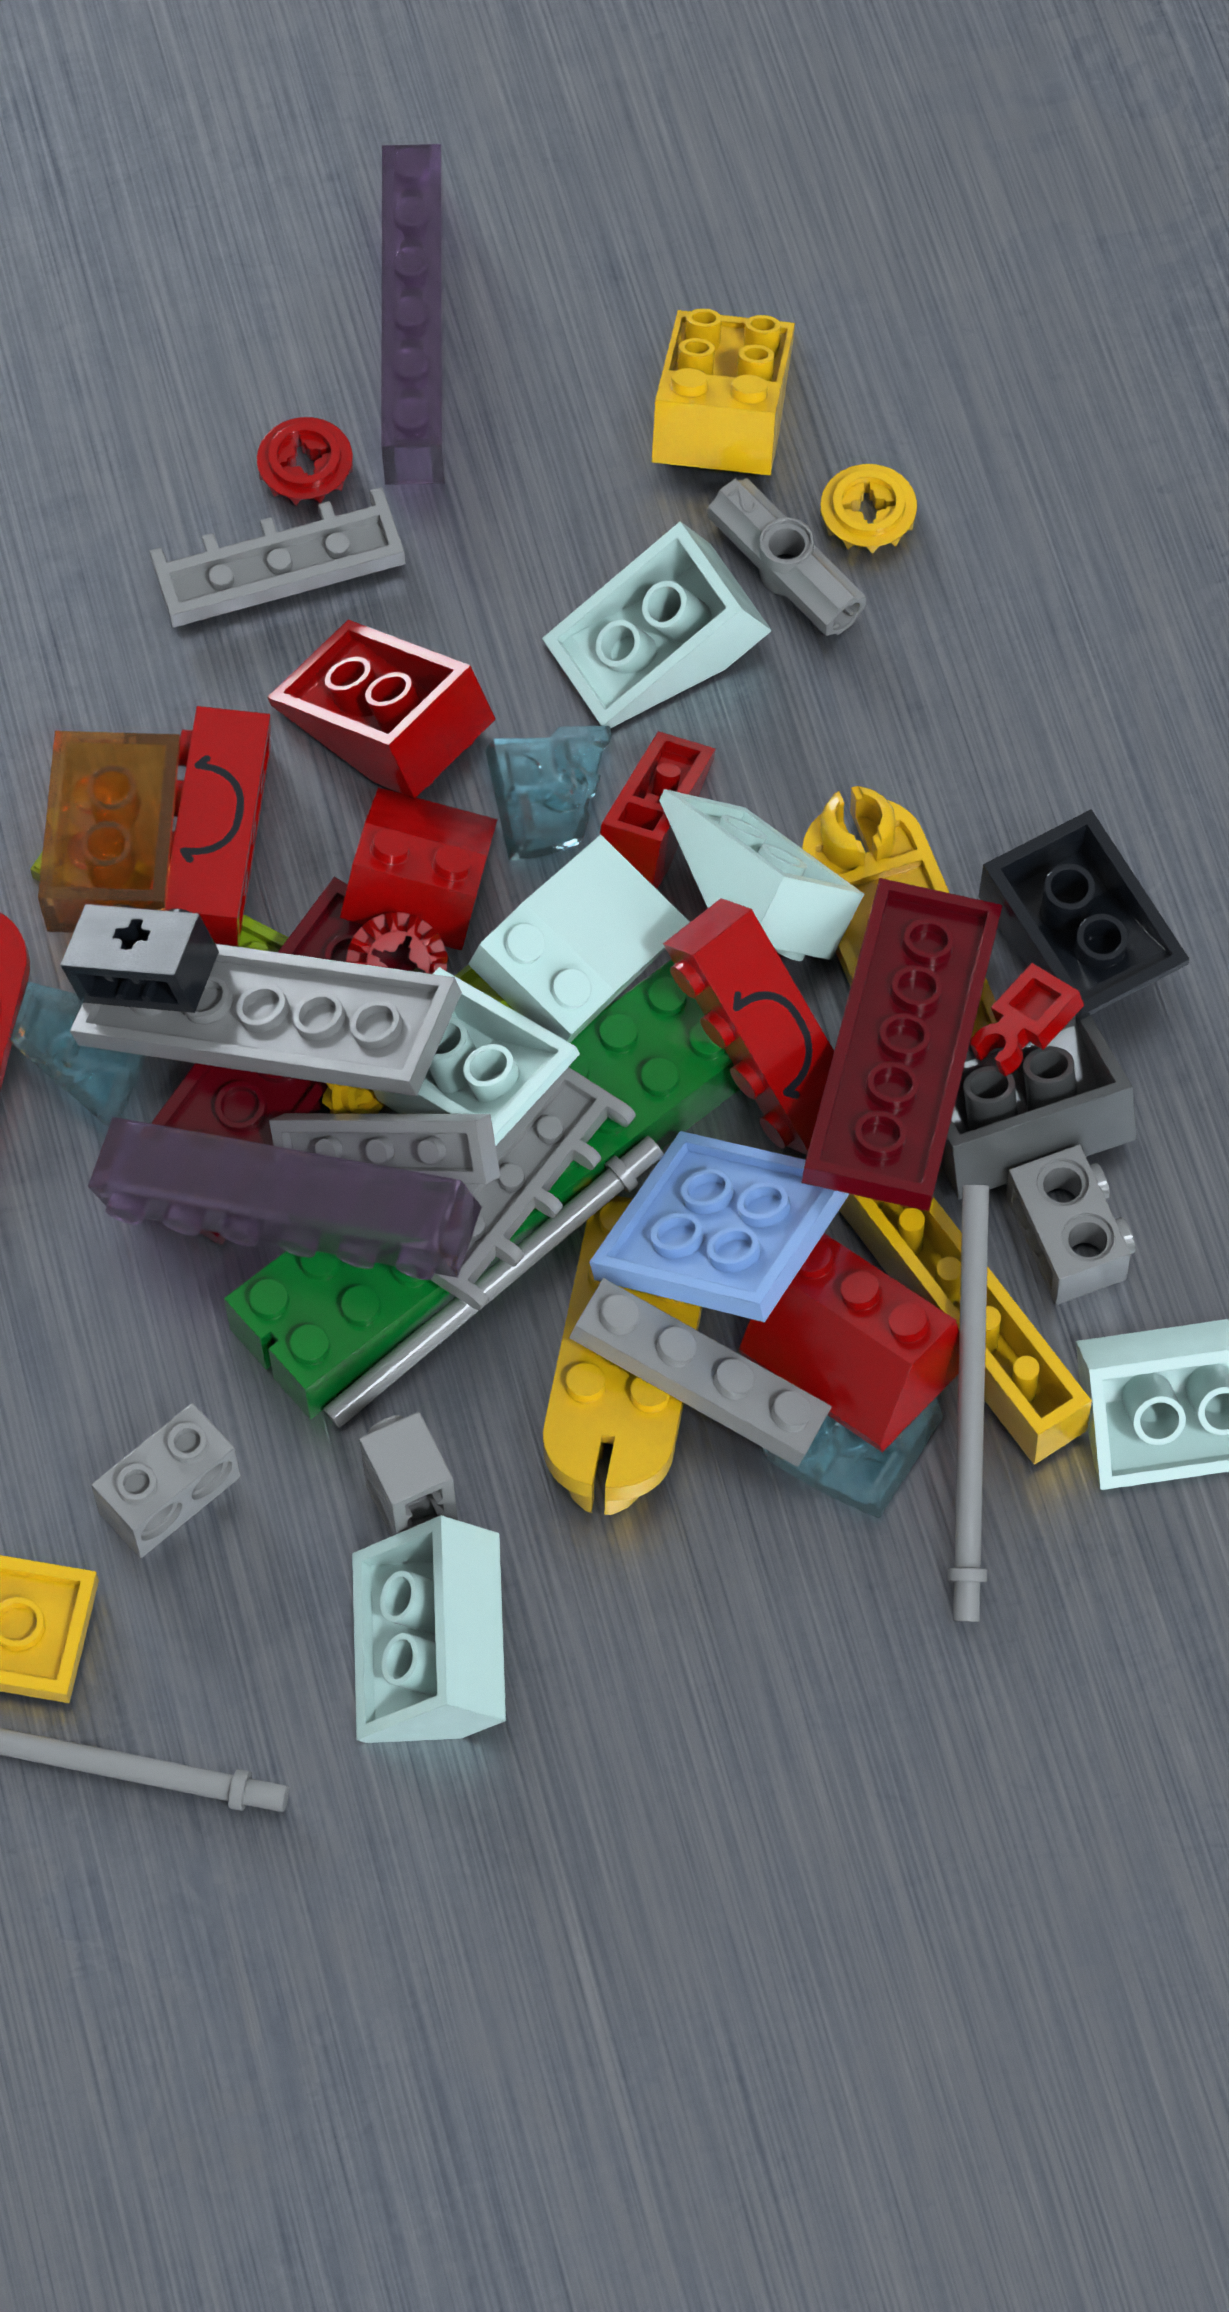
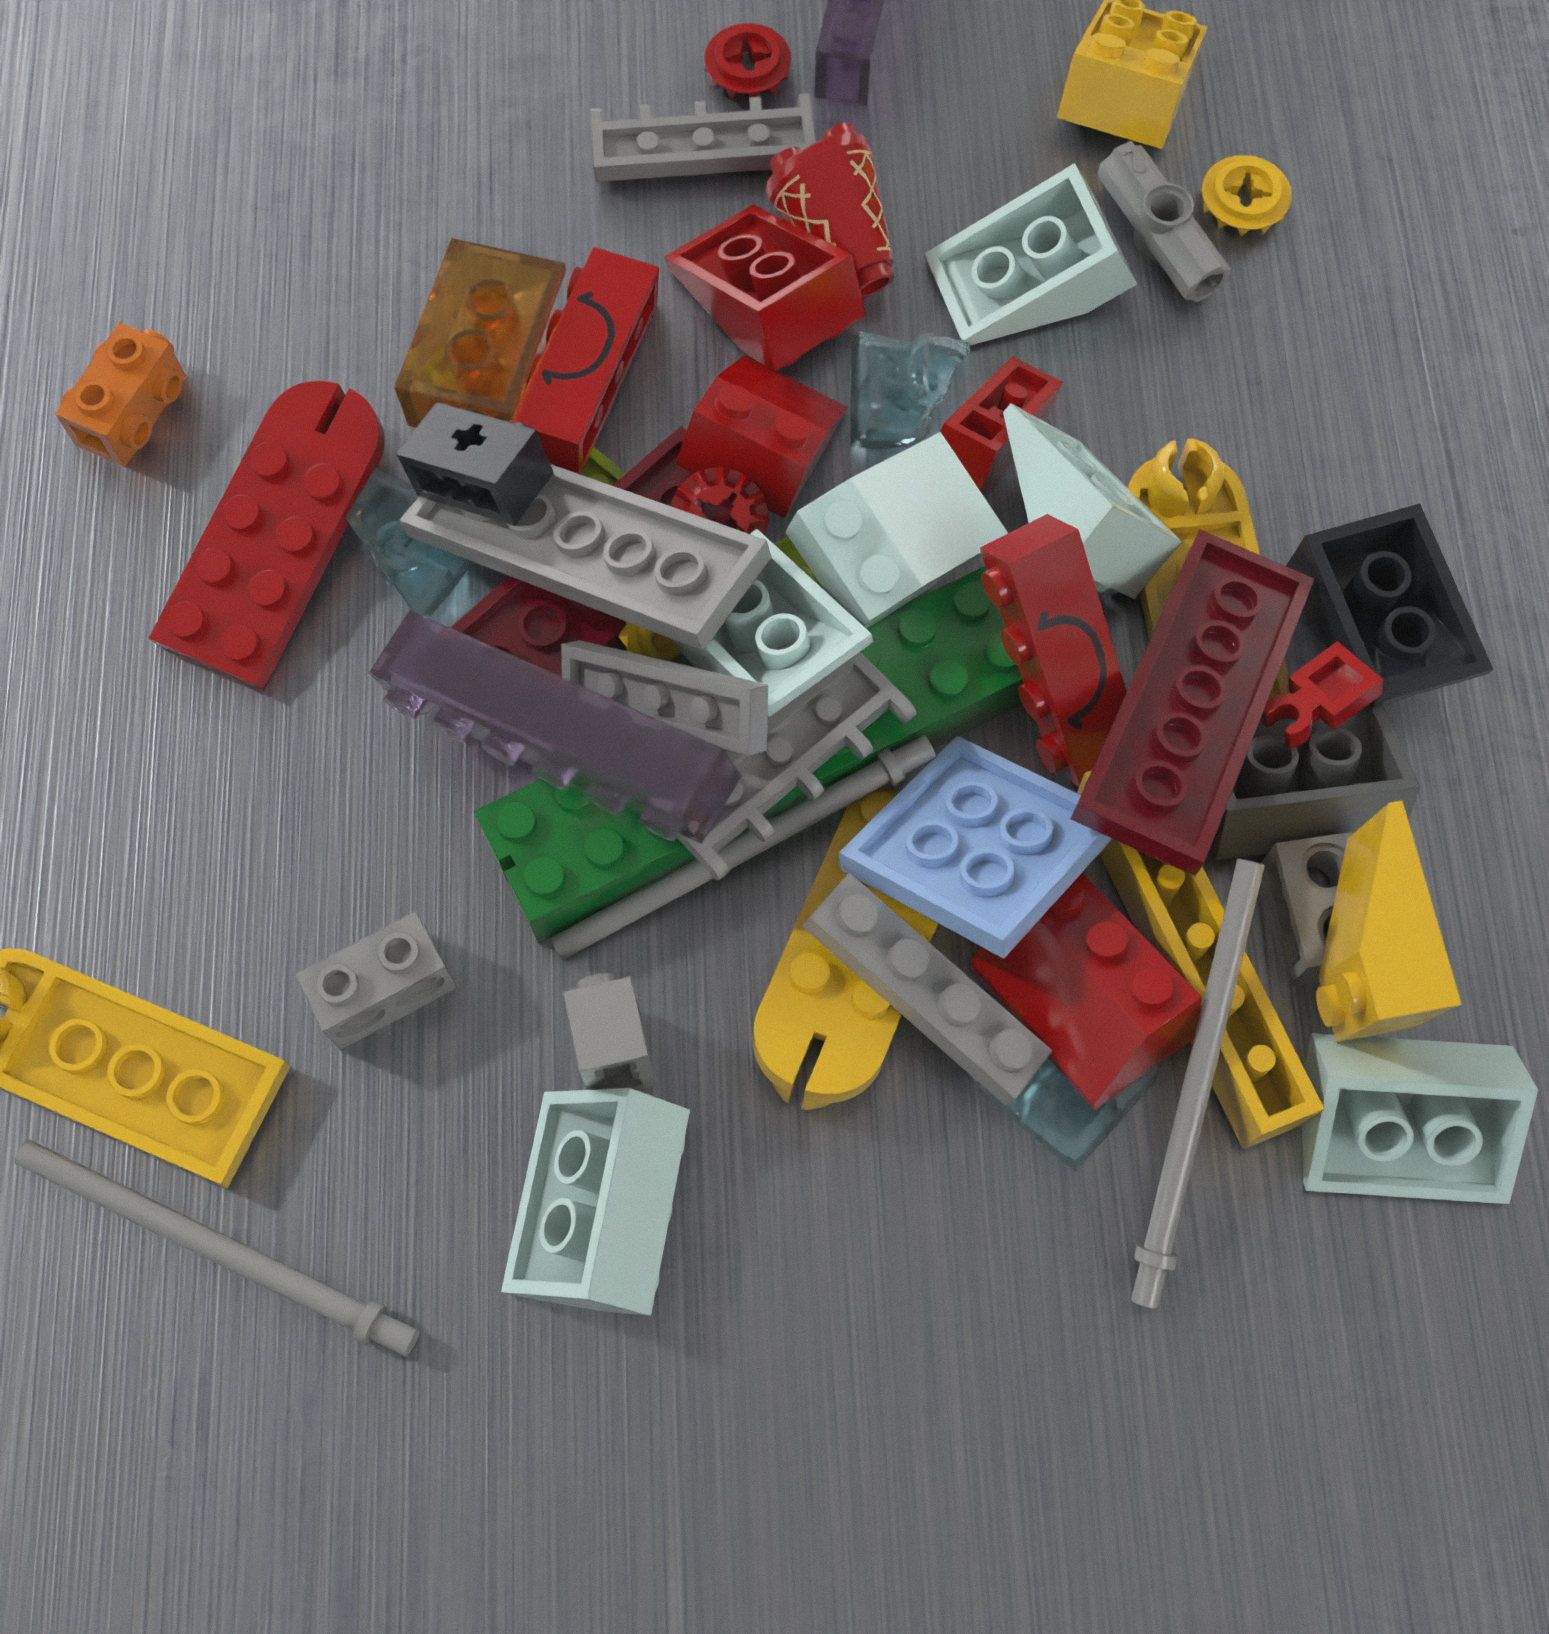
camera: 10 degrees right, 5 degrees up
(441, 606) = (837, 197): none -> red cone
(1119, 1251) = (1383, 942): none -> yellow slope

